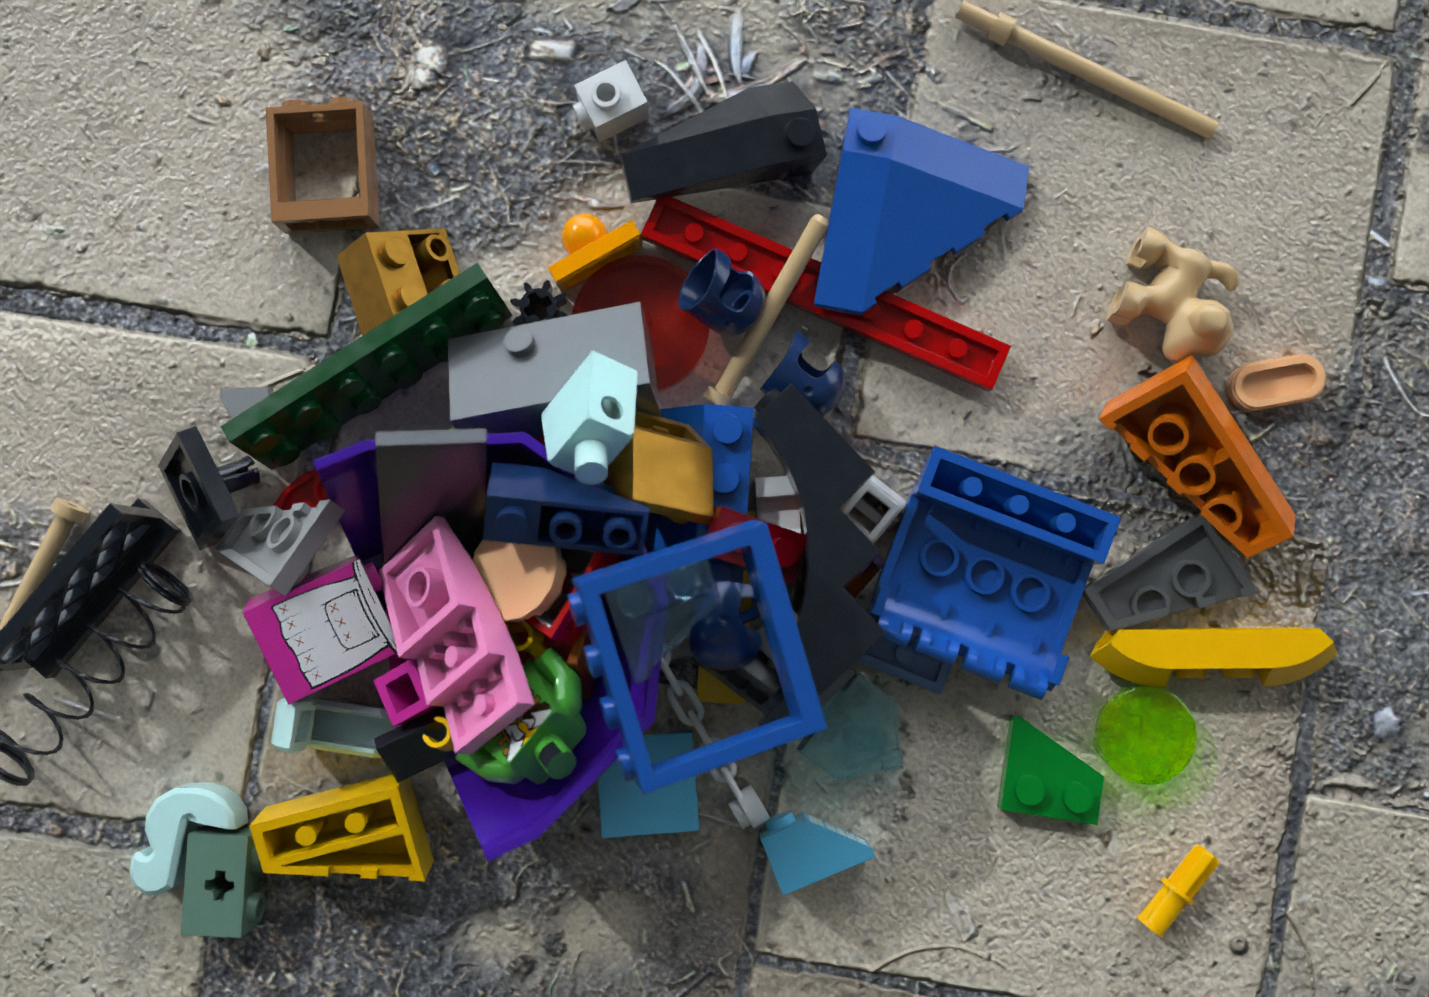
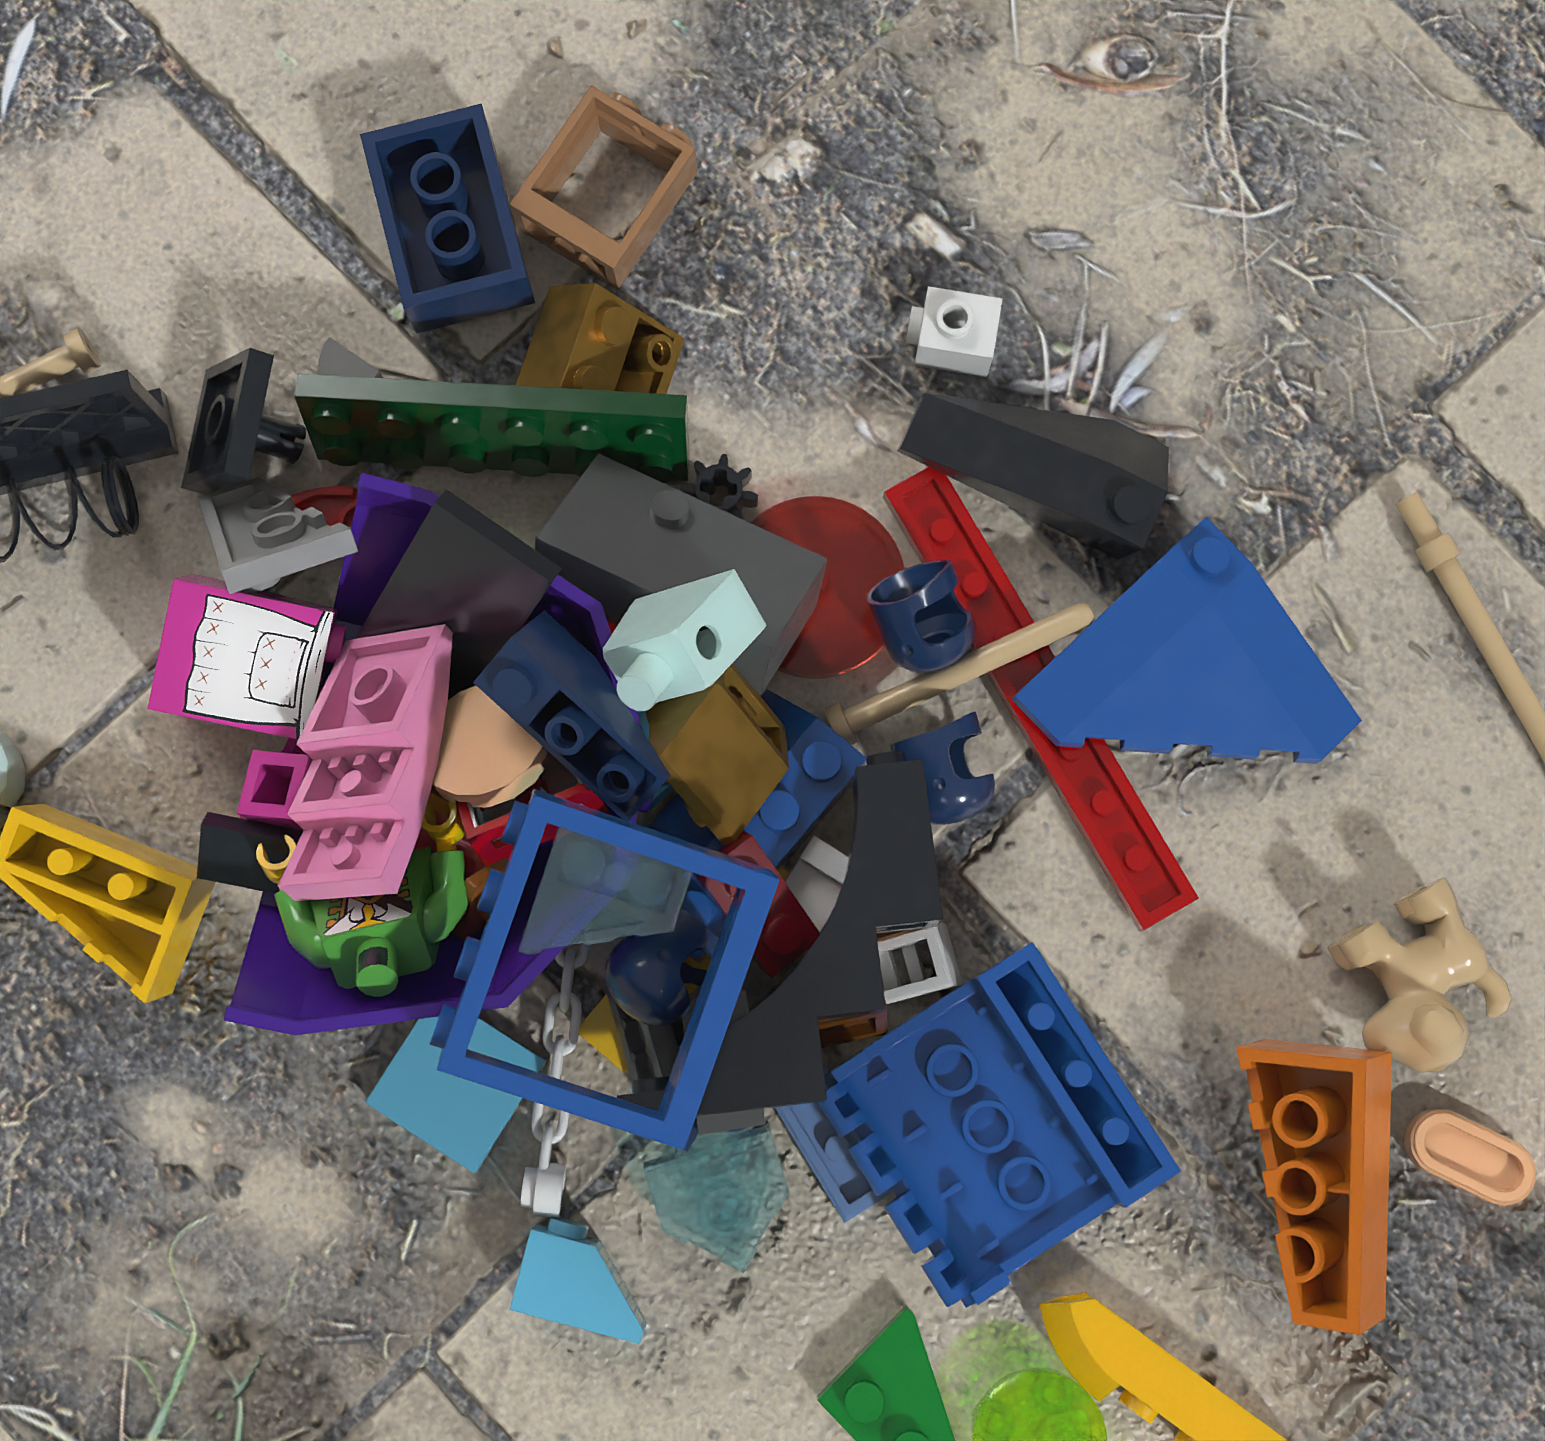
camera: 40 degrees right, 5 degrees down
(238, 259) = (447, 218): none -> dark blue brick
(329, 726) = (171, 765): light aqua animal -> none
(591, 248) = (821, 468): light orange tile -> none
(1169, 576) = (1193, 1281): dark grey wing -> none

